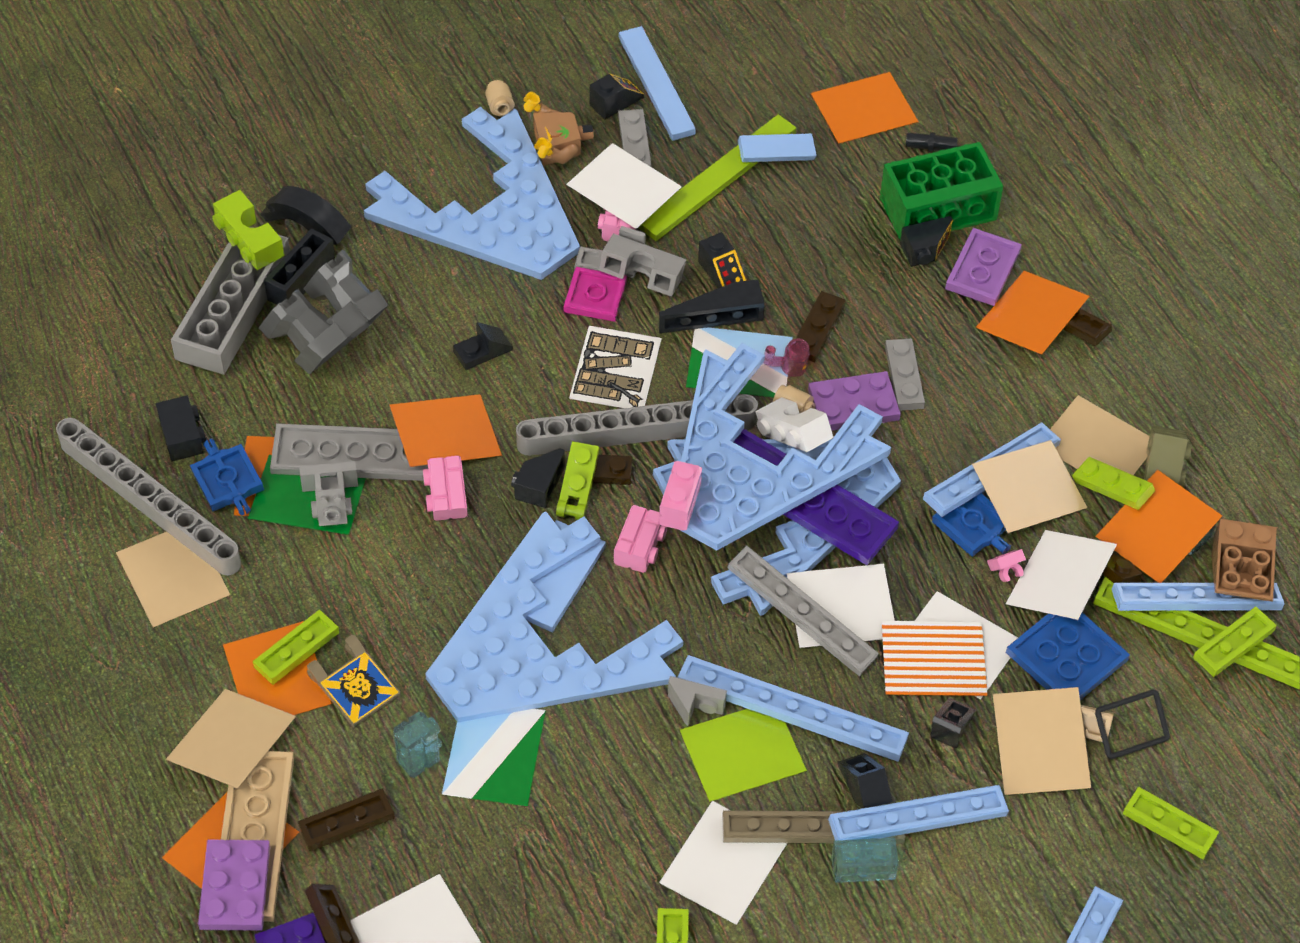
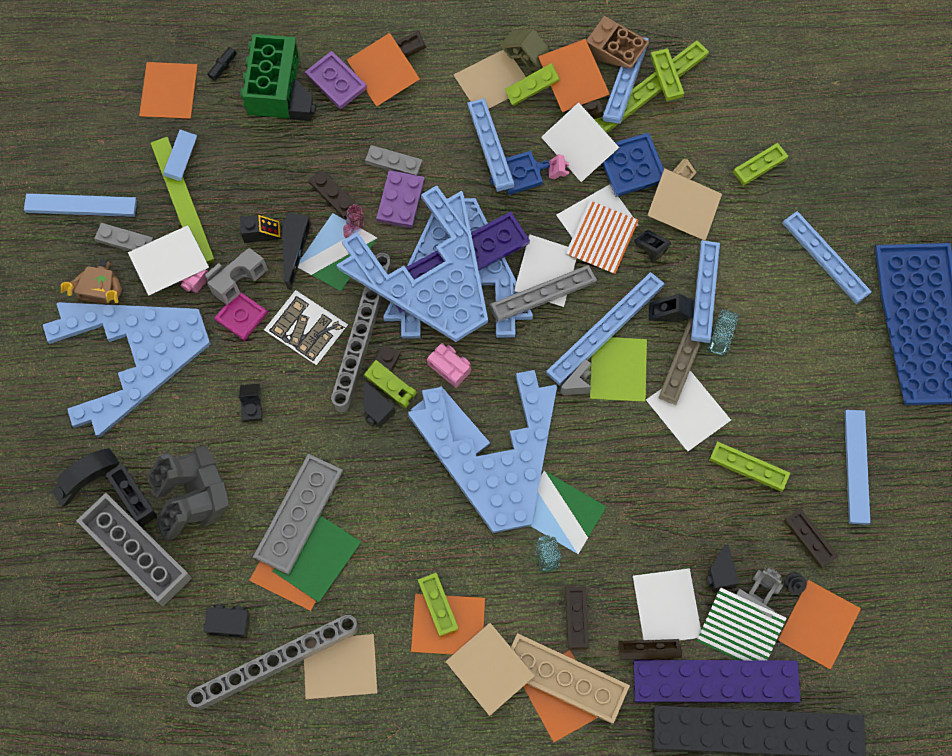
camera: 65 degrees left, 15 degrees up
(226, 477) = (282, 604): blue plate -> none
(234, 885) = (601, 701): medium lavender plate -> none
(256, 245) = (108, 516): lime arch -> none
(330, 503) = (319, 537): light grey tile -> none
(357, 686) = (481, 577): flag -> none
(445, 429) = (309, 450): orange sticker -> none
(446, 488) = (359, 466): bright pink brick -> none
(499, 98) = (43, 309): tan brick -> none
(588, 258) = (211, 307): light grey tile -> none
(613, 95) = (79, 236): black slope -> none
(680, 495) = (449, 324): bright pink brick -> none
(800, 430) = (427, 234): white arch -> none
(803, 400) = (387, 232): tan brick -> none
(1029, 486) = (511, 130): tan sticker -> none
(1153, 692) = (683, 132): black piece -> none

